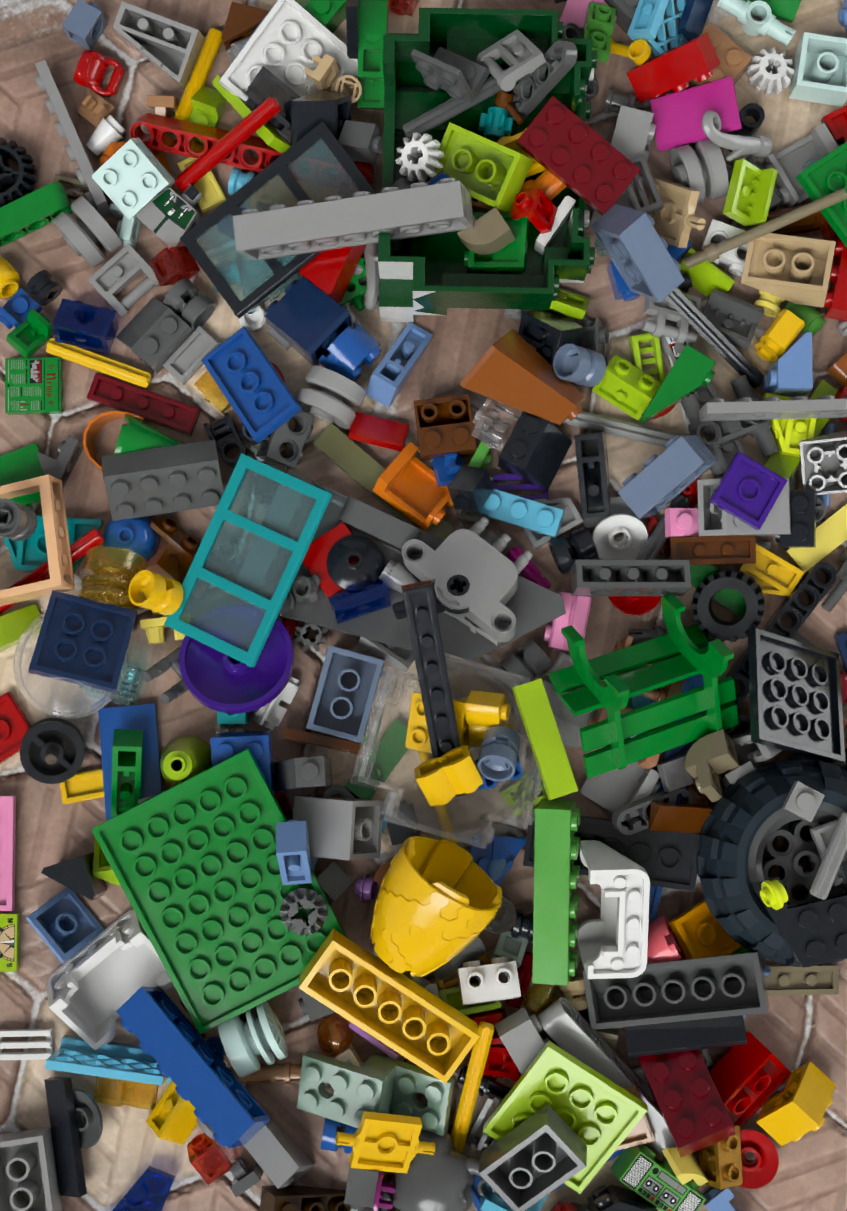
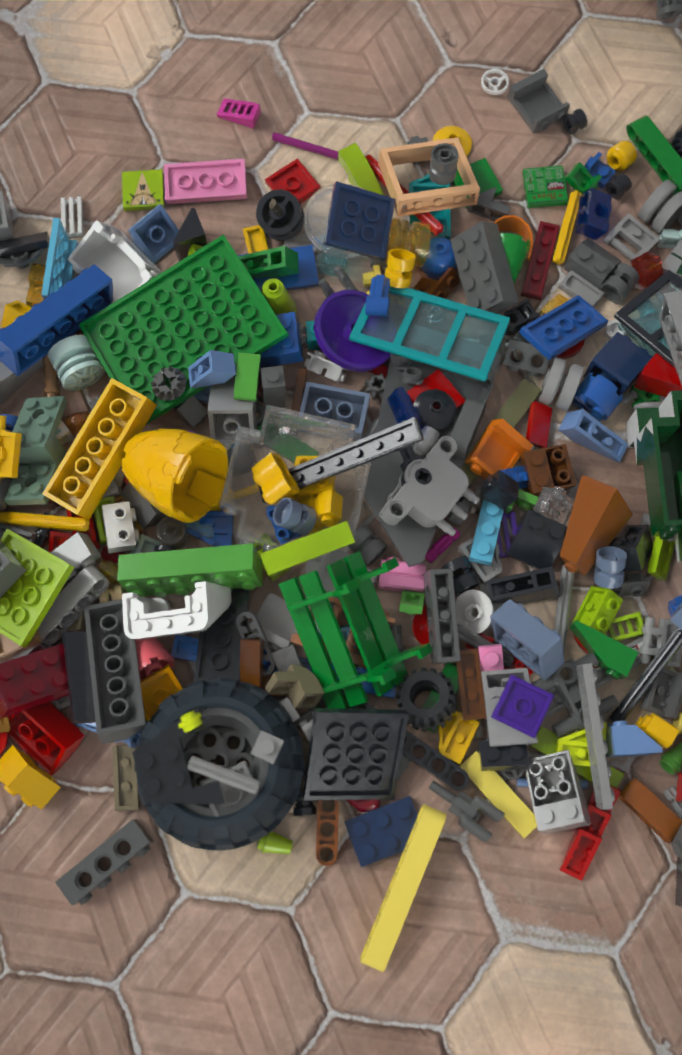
camera: 85 degrees right, 10 degrees down
(205, 624) = (378, 301): none -> blue piece
(306, 805) = (247, 376): none -> bright green slope
(606, 613) = (411, 602): none -> bright green bracket

